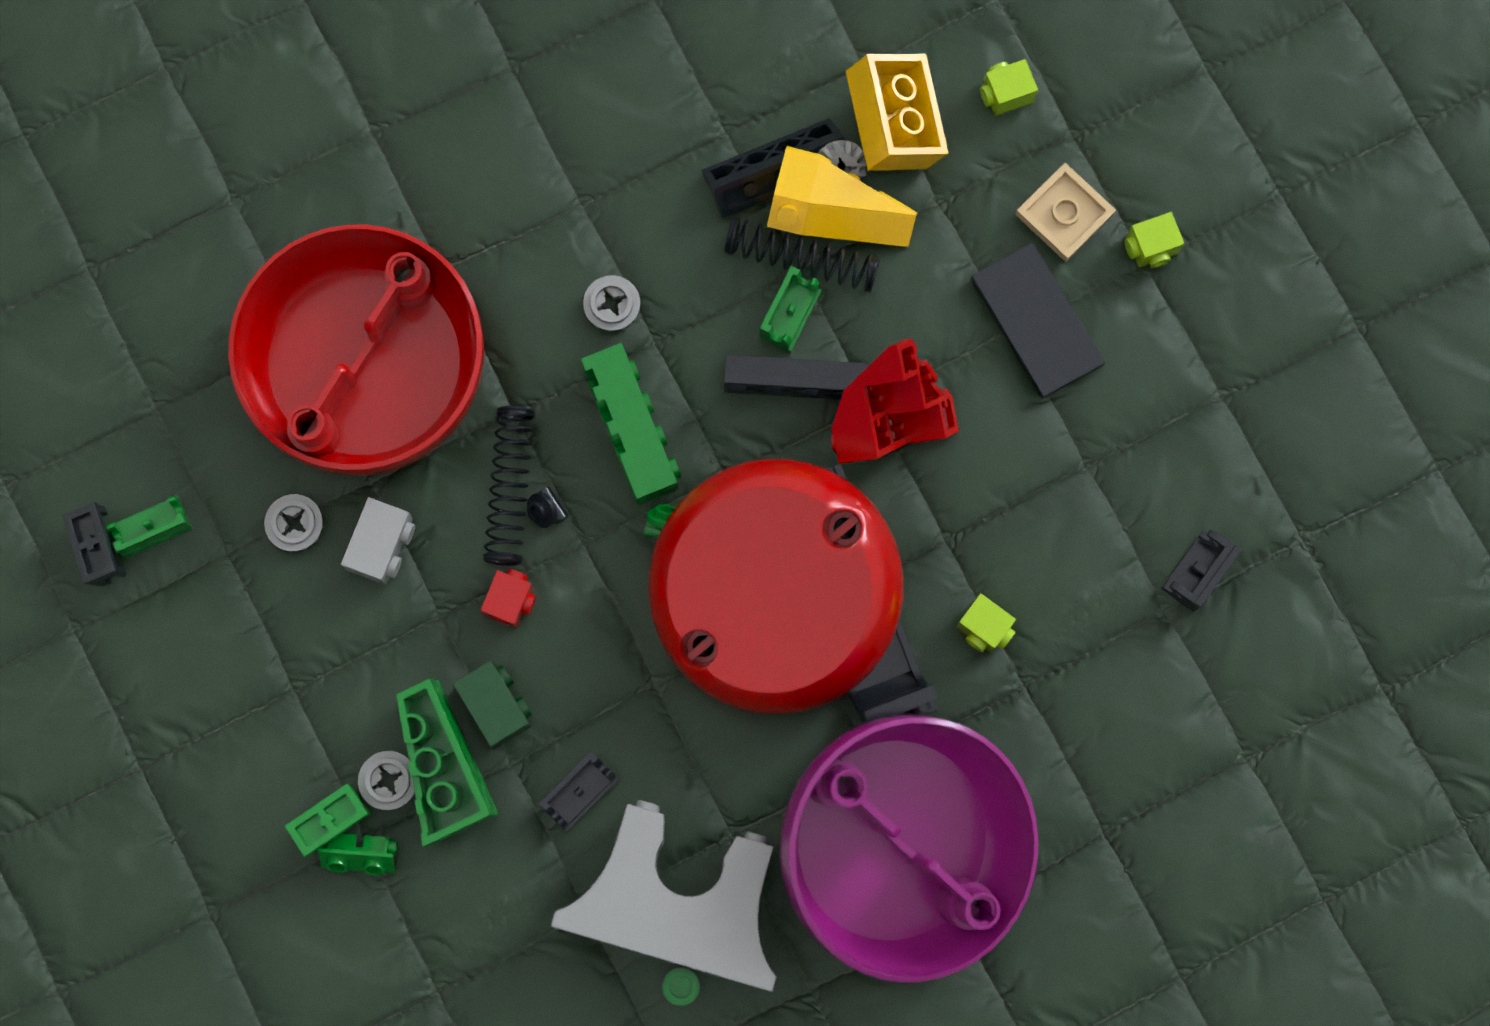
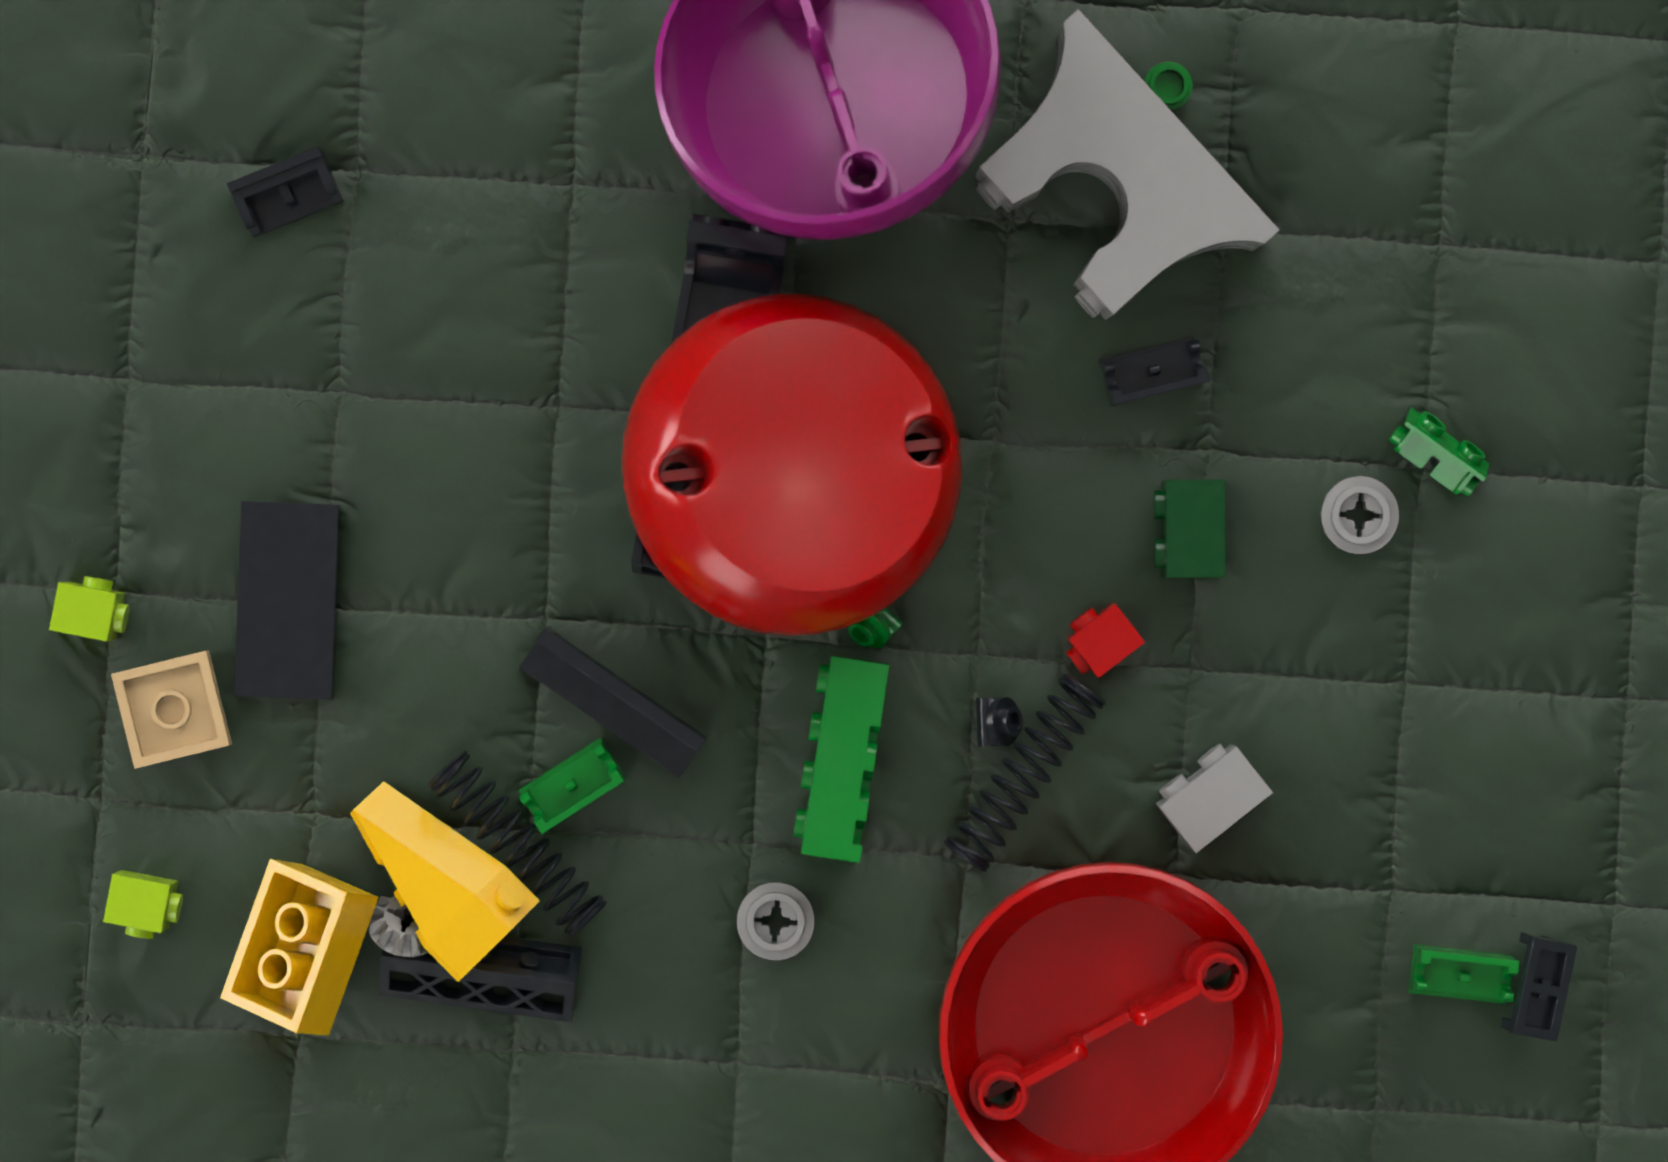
camera: 145 degrees left, 10 degrees up
(292, 506) = (1317, 887): light grey gear -> none
(327, 820) = (1454, 506): green hinge -> none
(443, 770) = (1291, 491): green wedge -> none
(892, 406) = (528, 593): red brick -> none
(986, 625) = (575, 277): lime brick -> none

